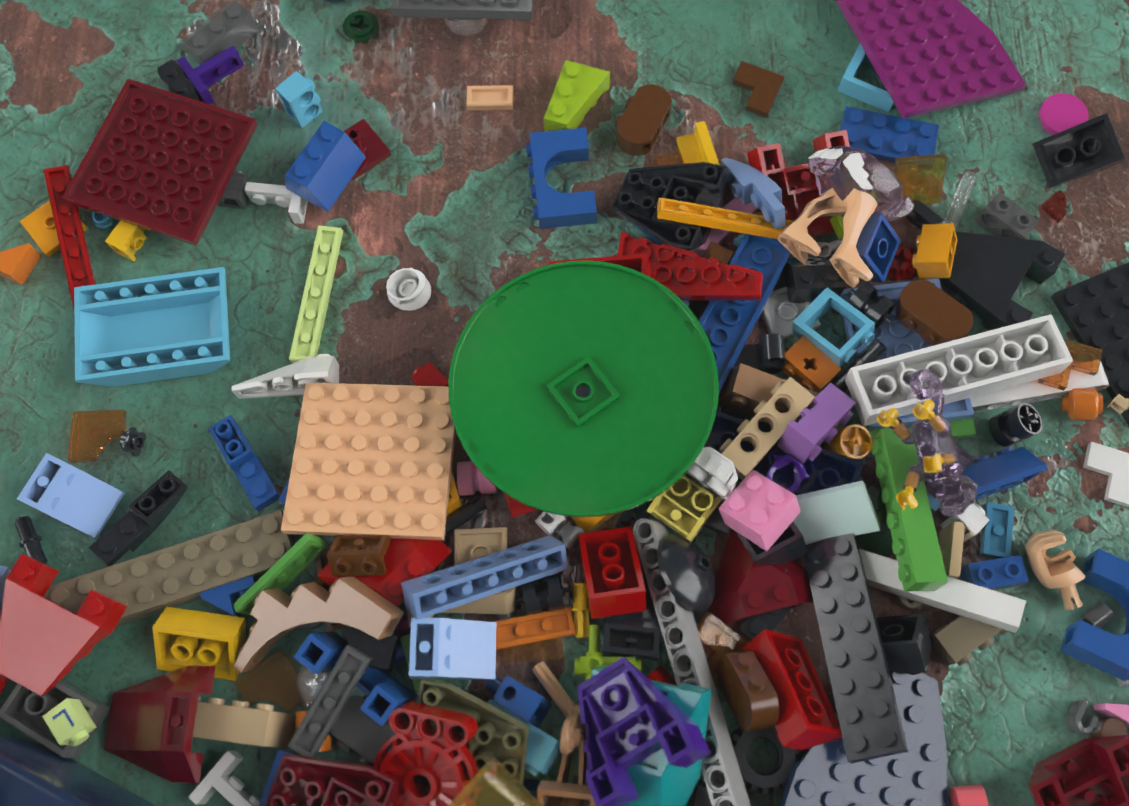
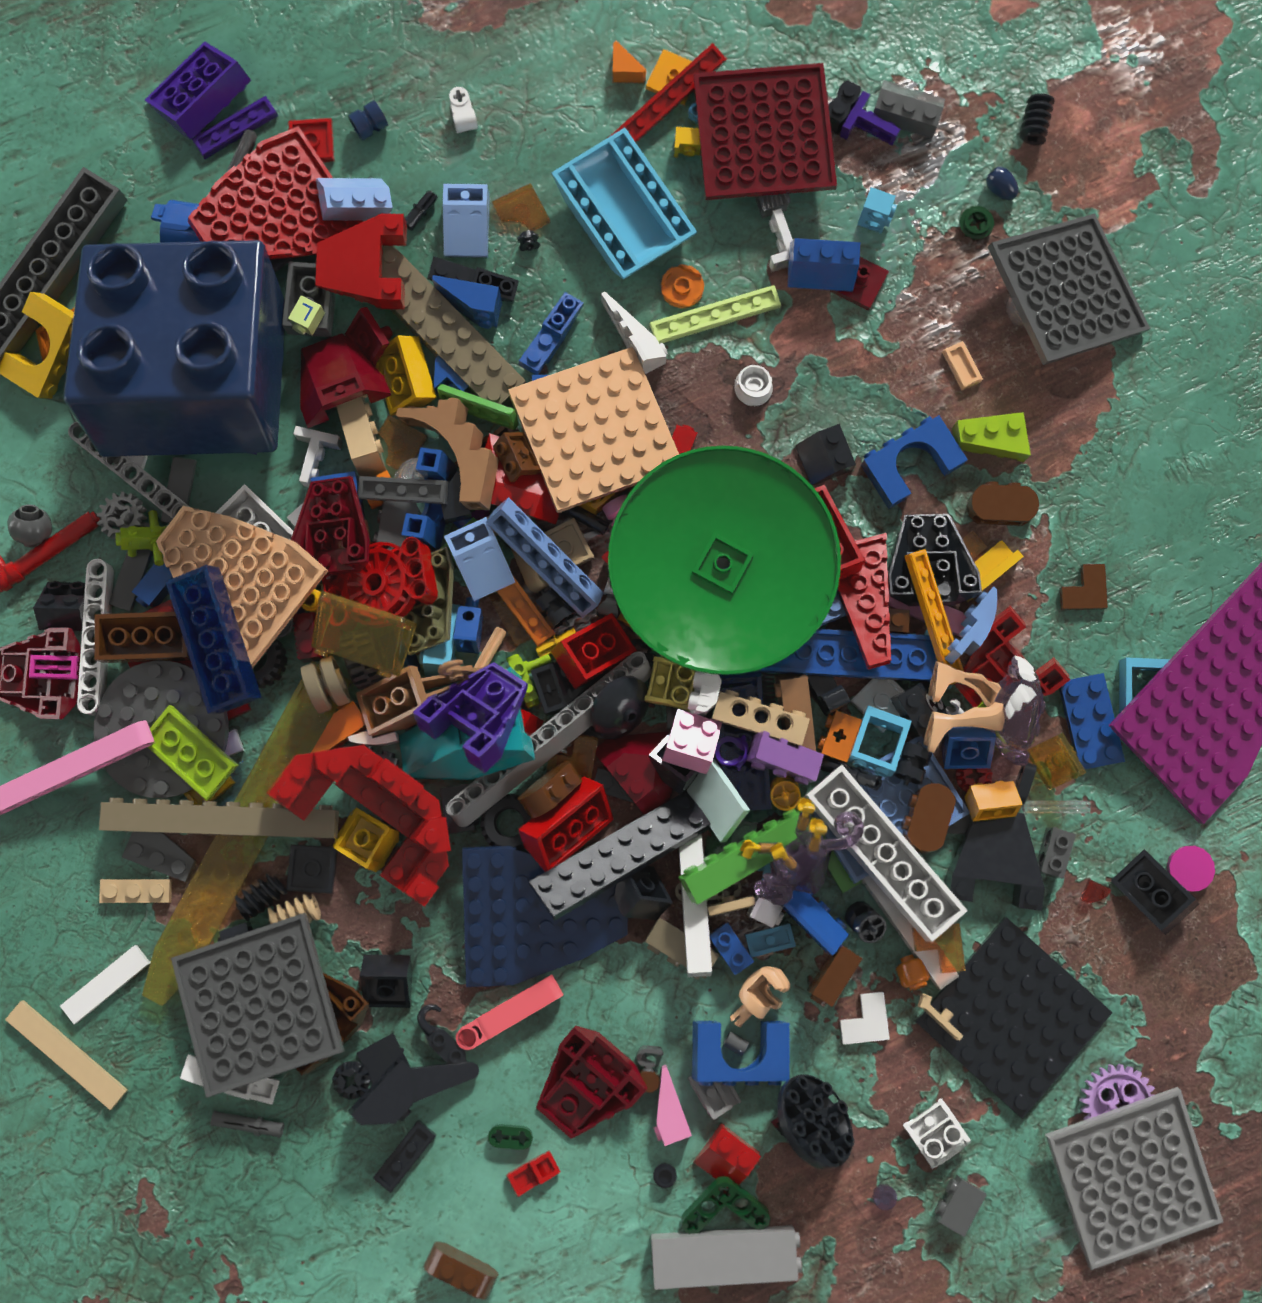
camera: 60 degrees right, 10 degrees up
(133, 662) = (368, 336): none -> dark red tile
(160, 526) = (474, 300): none -> blue slope
(269, 312) = (682, 286): none -> orange tile
(513, 250) = (825, 455): none -> black slope
(1066, 482) = (833, 976): none -> reddish brown brick

